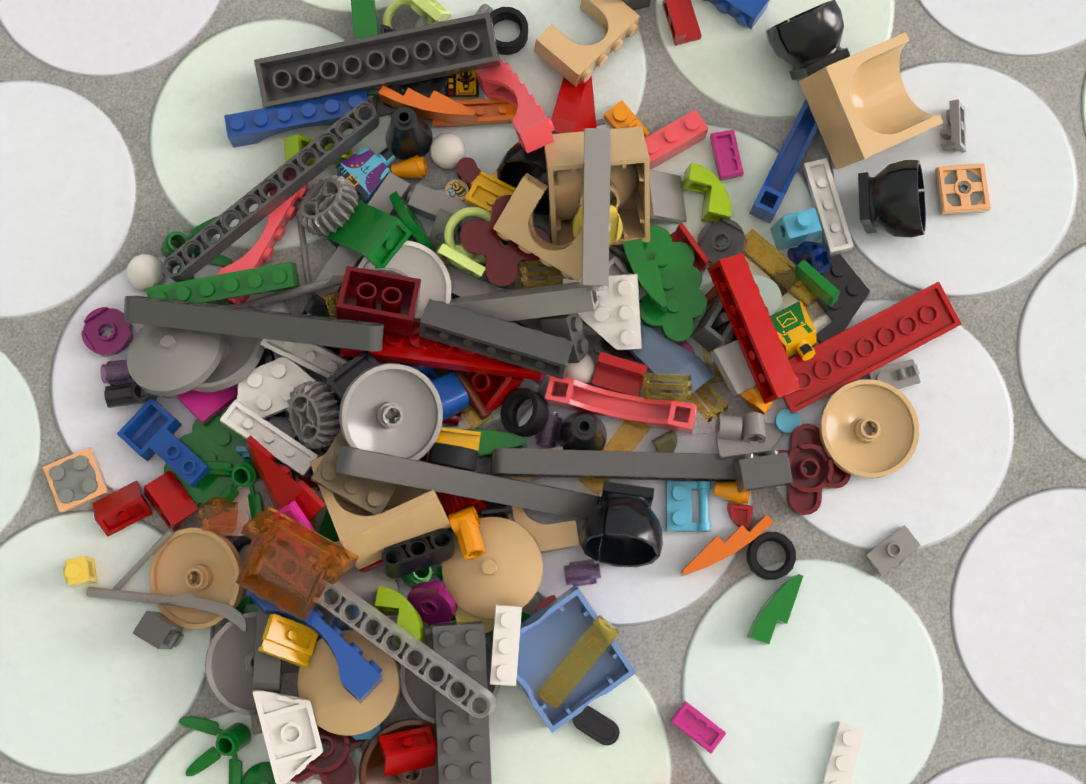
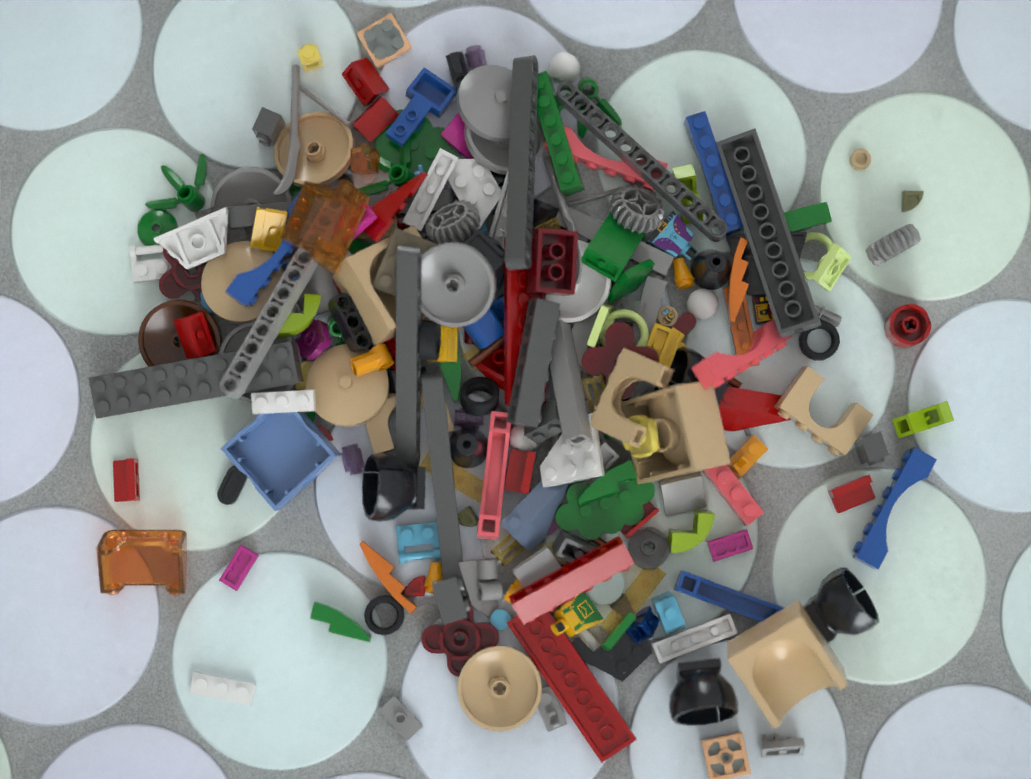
camera: 85 degrees right, 5 degrees up
(93, 328) = (509, 33): magenta plate -> none
(578, 662) = (278, 463): clear yellow tile -> none
(596, 208) = (644, 429): light grey brick -> none
(685, 387) = (514, 510): clear yellow tile -> none

